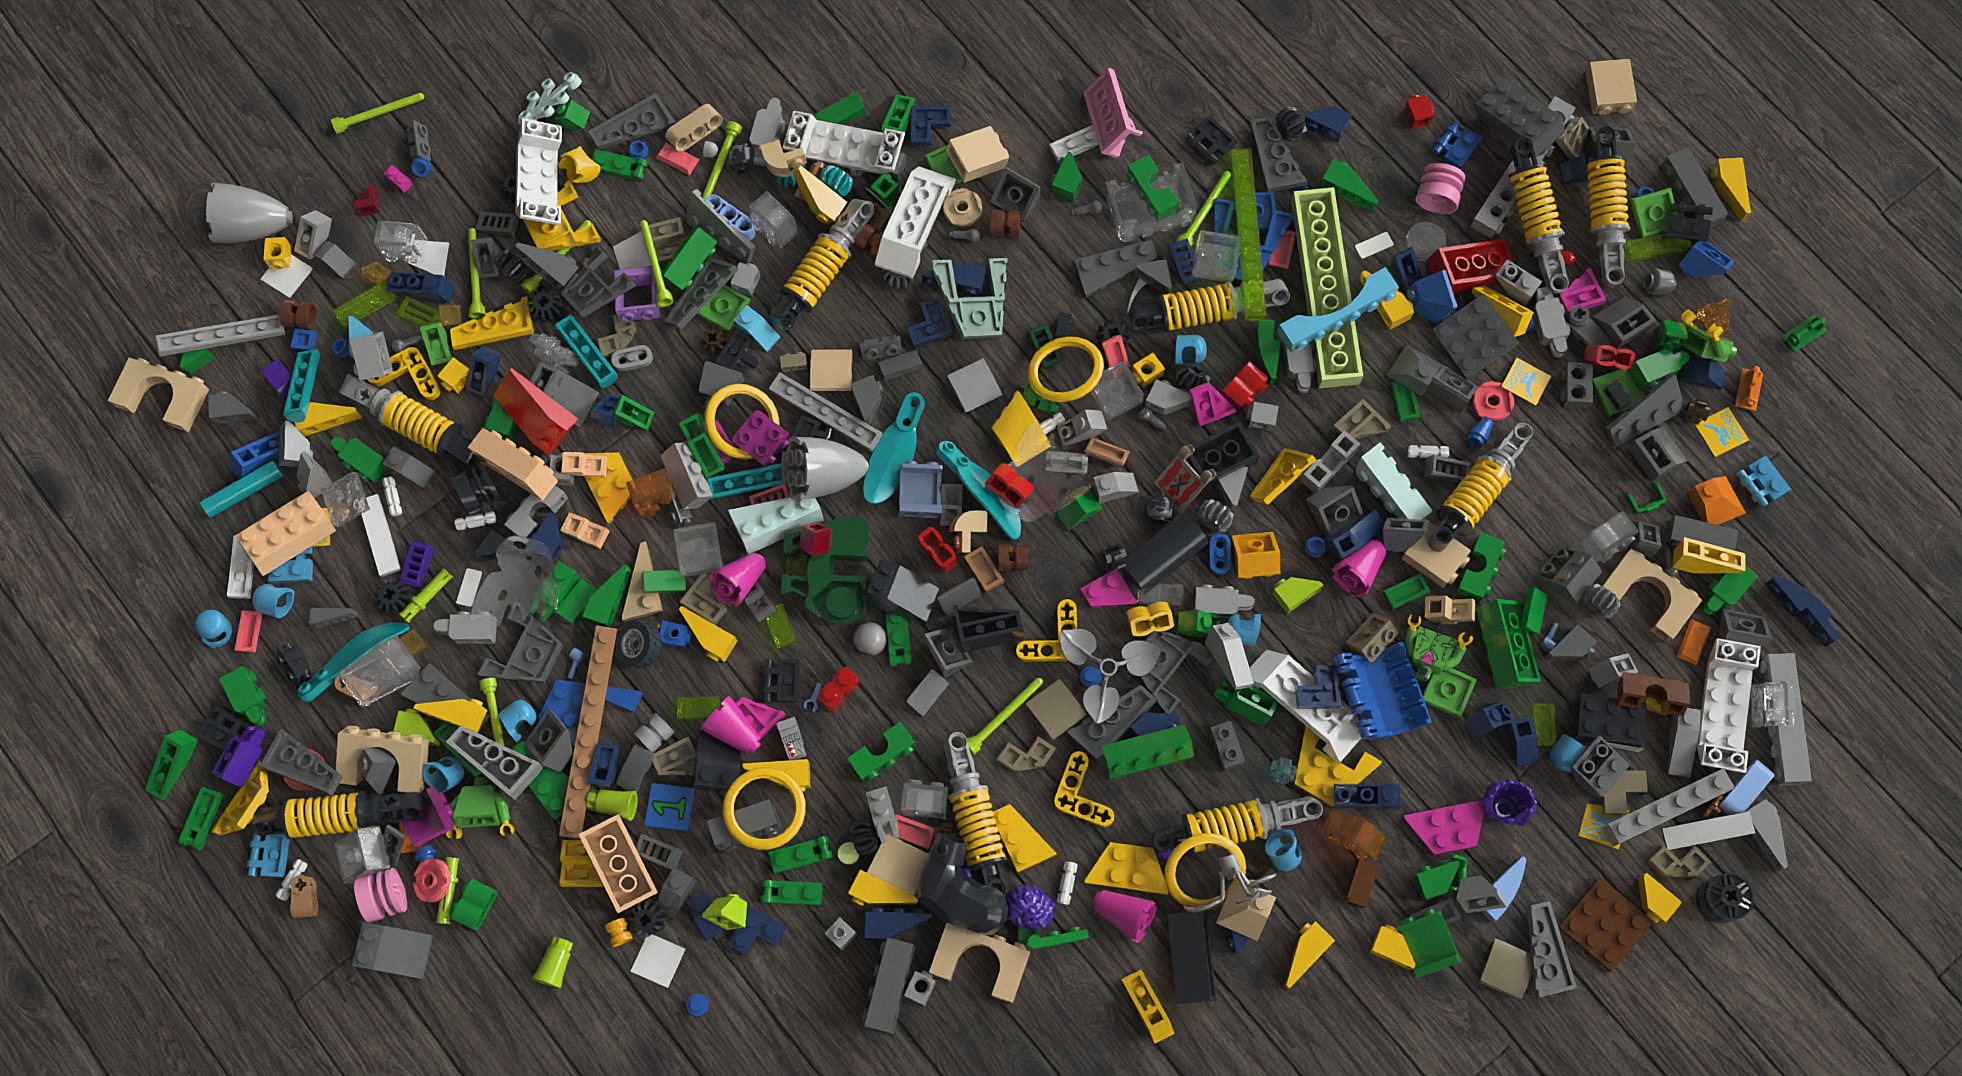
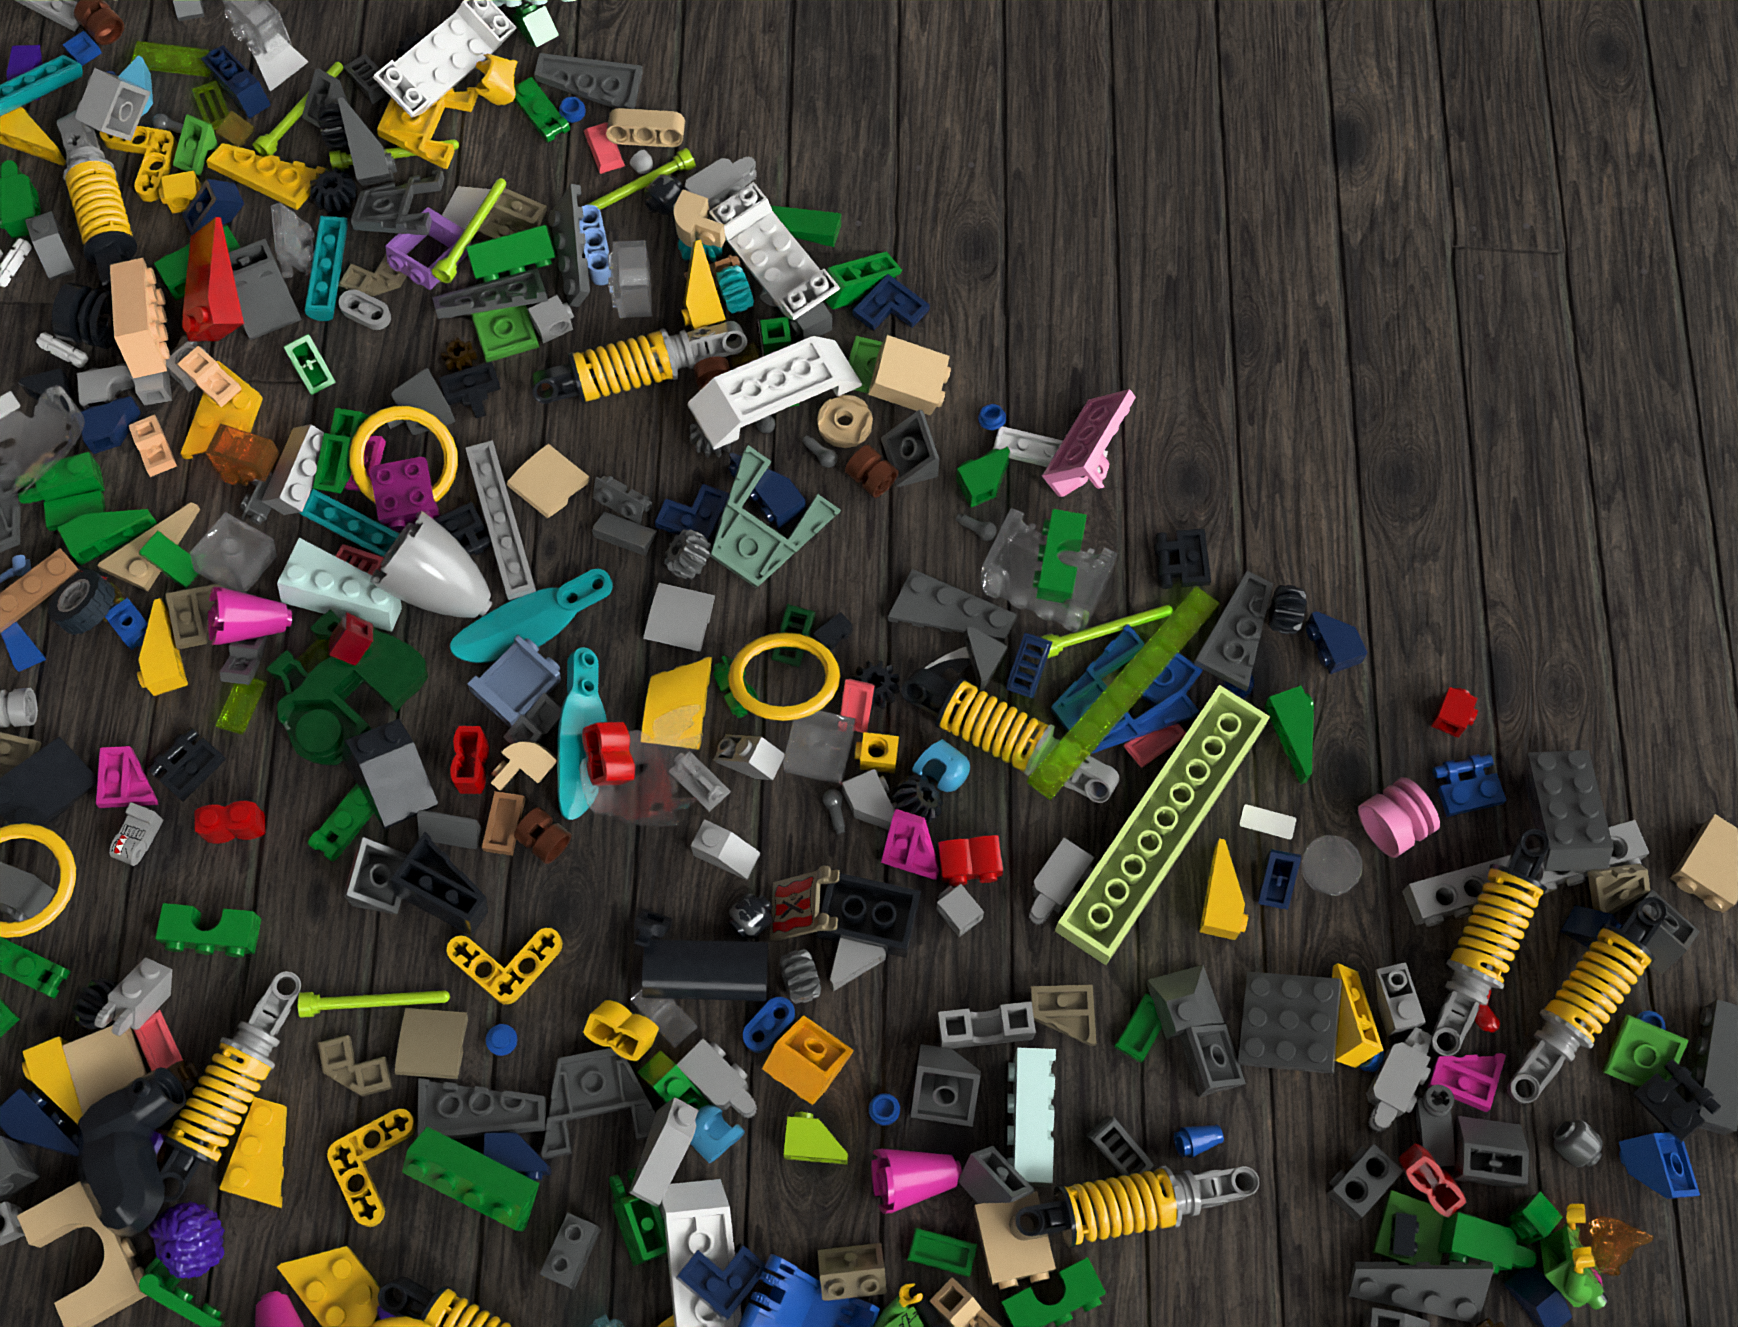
camera: 35 degrees right, 5 degrees down
(376, 272) = (208, 35): clear yellow plate -> none
(604, 411) = (278, 336): dark blue slope -> none
(696, 706) = (81, 720): clear neon green tile -> none
(732, 727) = (80, 766): dark pink cone -> none
(756, 327) = (512, 377): medium azure slope -> none
(793, 362) = (518, 442): dark tan piece -> none
(797, 769) = (94, 869): yellow slope -> none
(813, 698) = (186, 810): medium blue hand -> none
(848, 854) = (65, 1007): yellowish green tile -> none
(867, 396) = (555, 539): dark grey slope -> none
(870, 638) = (317, 796): light grey hair -> none
(925, 800) = (194, 1019): clear brick -> none
(927, 692) = (317, 905): slope -> none
(949, 347) = (687, 554): none -> dark grey gear
(1041, 142) = (992, 417): none -> blue plate
(1050, 424) = (720, 725): white axle -> none
(1067, 883) = (258, 1250): white axle -> none
(1079, 510) = (663, 844): green slope -> none
(1099, 700) = (482, 1074): light grey plant -> none
(1106, 452) = (751, 805): medium nougat tile -> none
(1108, 591) = (610, 961): dark pink wing -> none
(1216, 256) = (1063, 686): clear brick -> none
(1267, 349) = (1035, 838): green slope -> none
(1281, 474) = (918, 992): yellow wing -> none
(1303, 329) = (1082, 846): medium azure arch -> none
(1354, 534) = (940, 1133): dark blue slope -> none
(1426, 451) = (1115, 1108): white axle -> none
(1433, 297) = (1276, 933): blue slope -> none
(1471, 263) = (1357, 933): red slope -> none
(1484, 409) = (1259, 1102): coral tile -> none
(1526, 381) = (1308, 1125): yellow sticker -> none
(1655, 247) = (1610, 1096): clear neon green tile -> none

